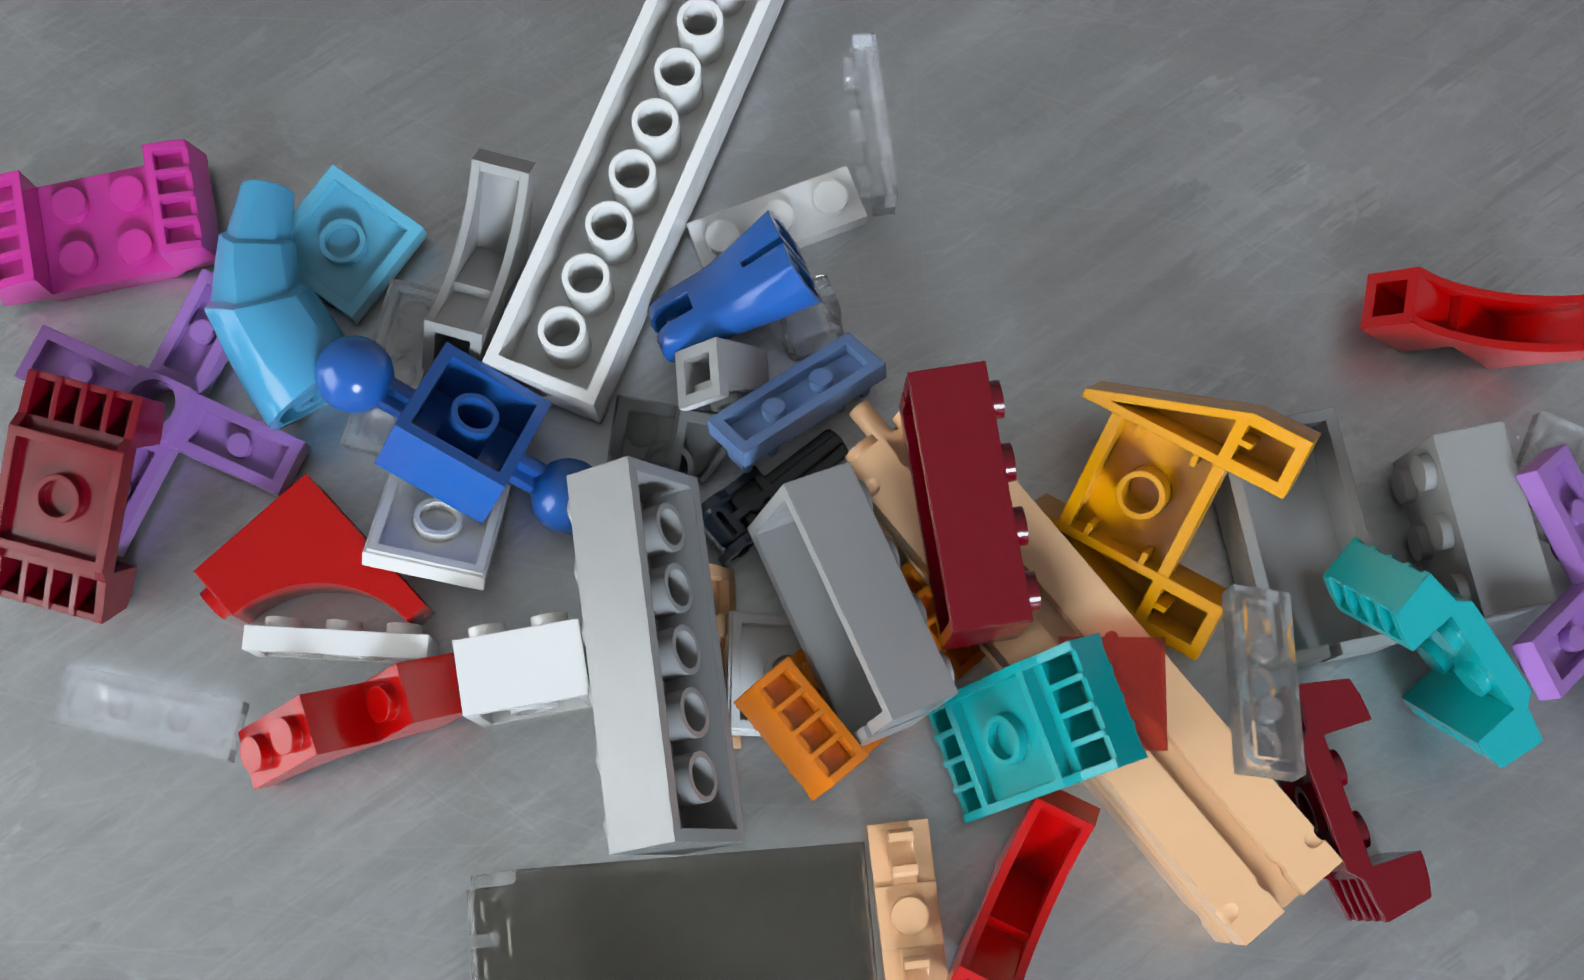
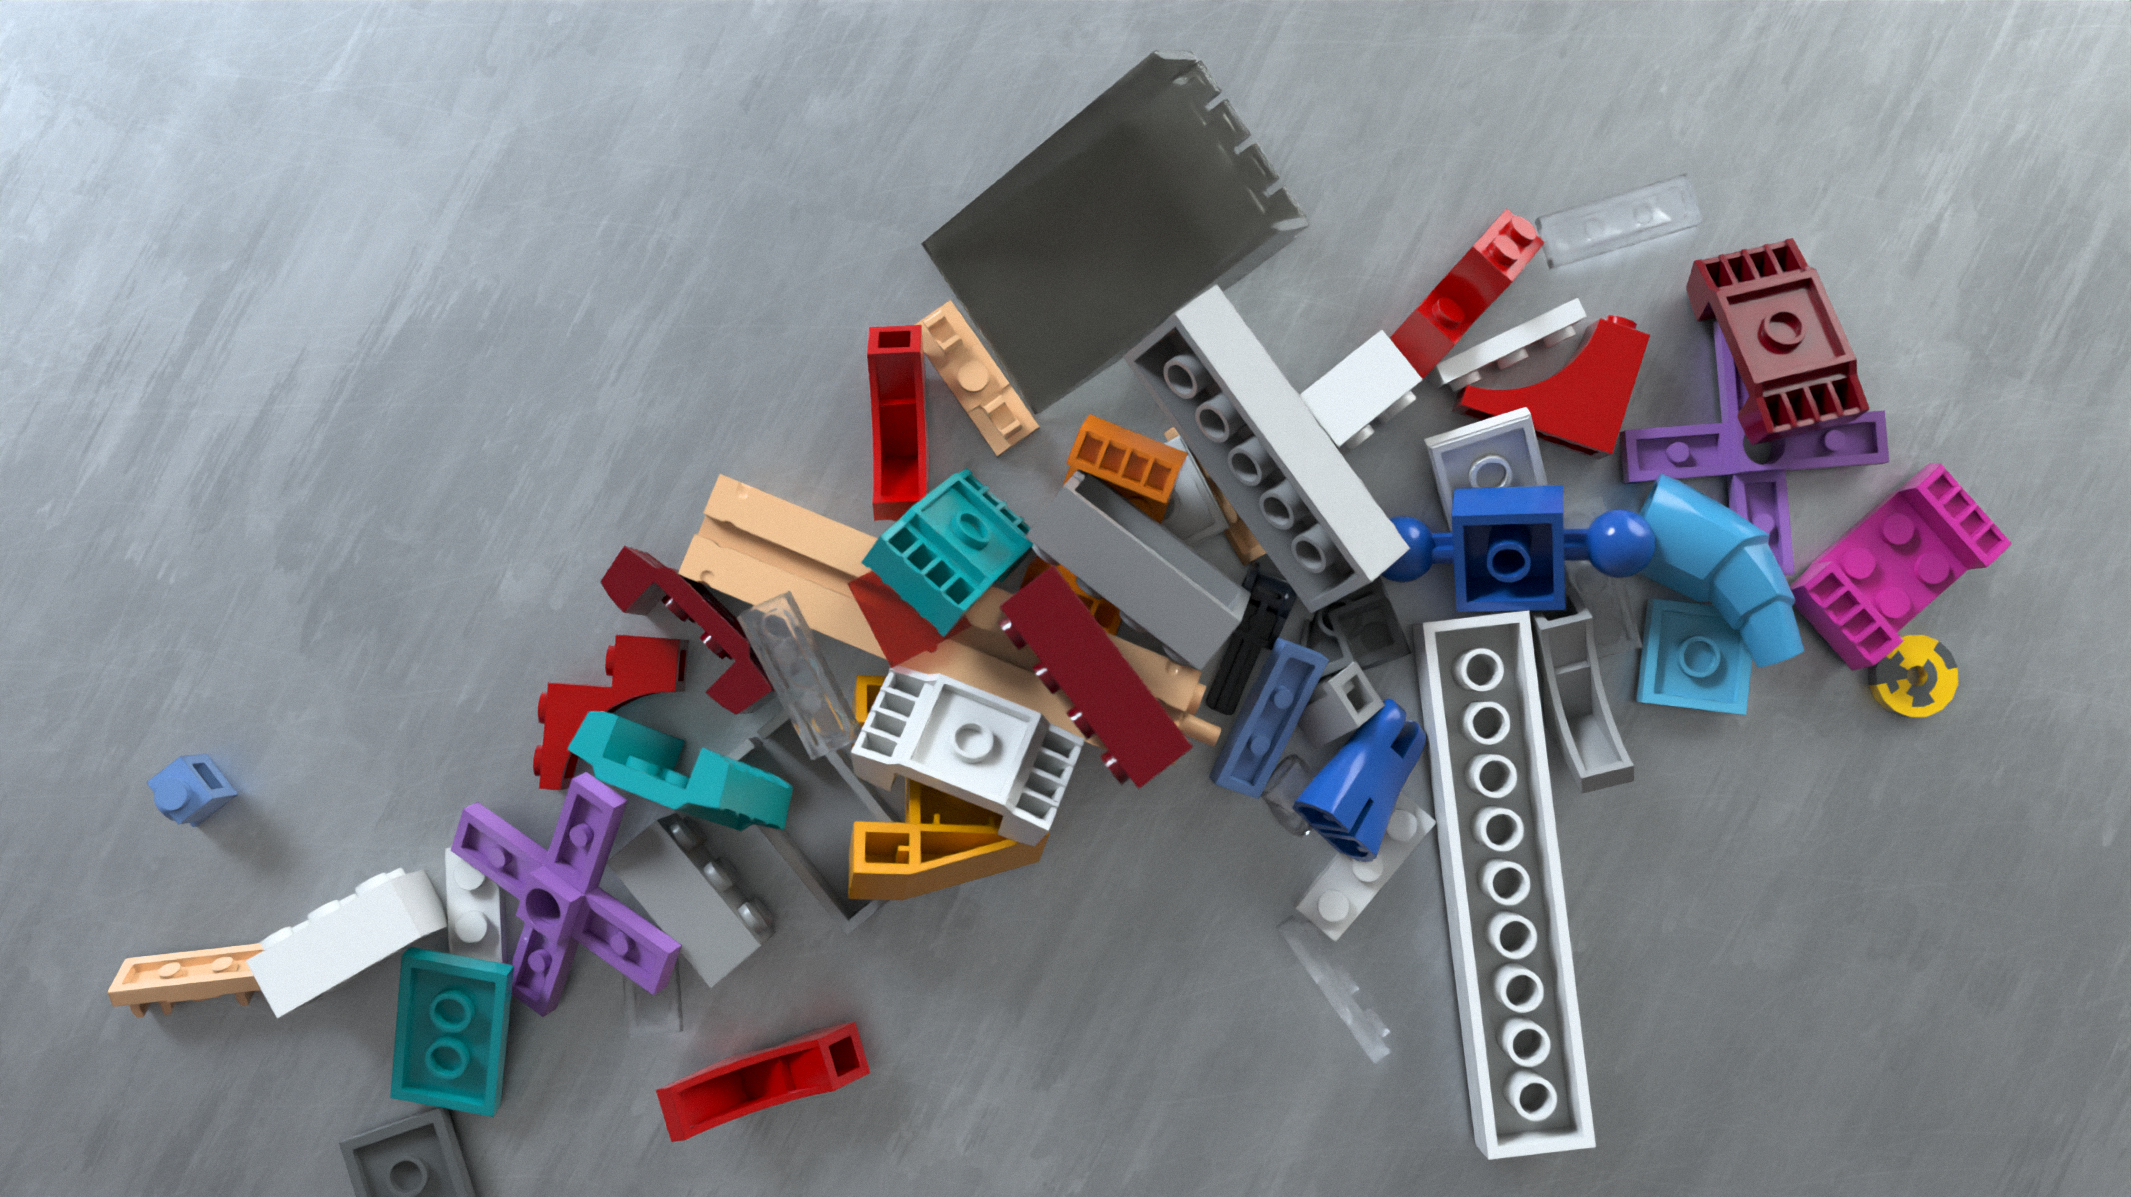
camera: 150 degrees right, 10 degrees up
(138, 102) = (1936, 677): none -> yellow piece
(1128, 512) = (968, 748): none -> white plate
(1417, 795) = (637, 668): none -> red arch

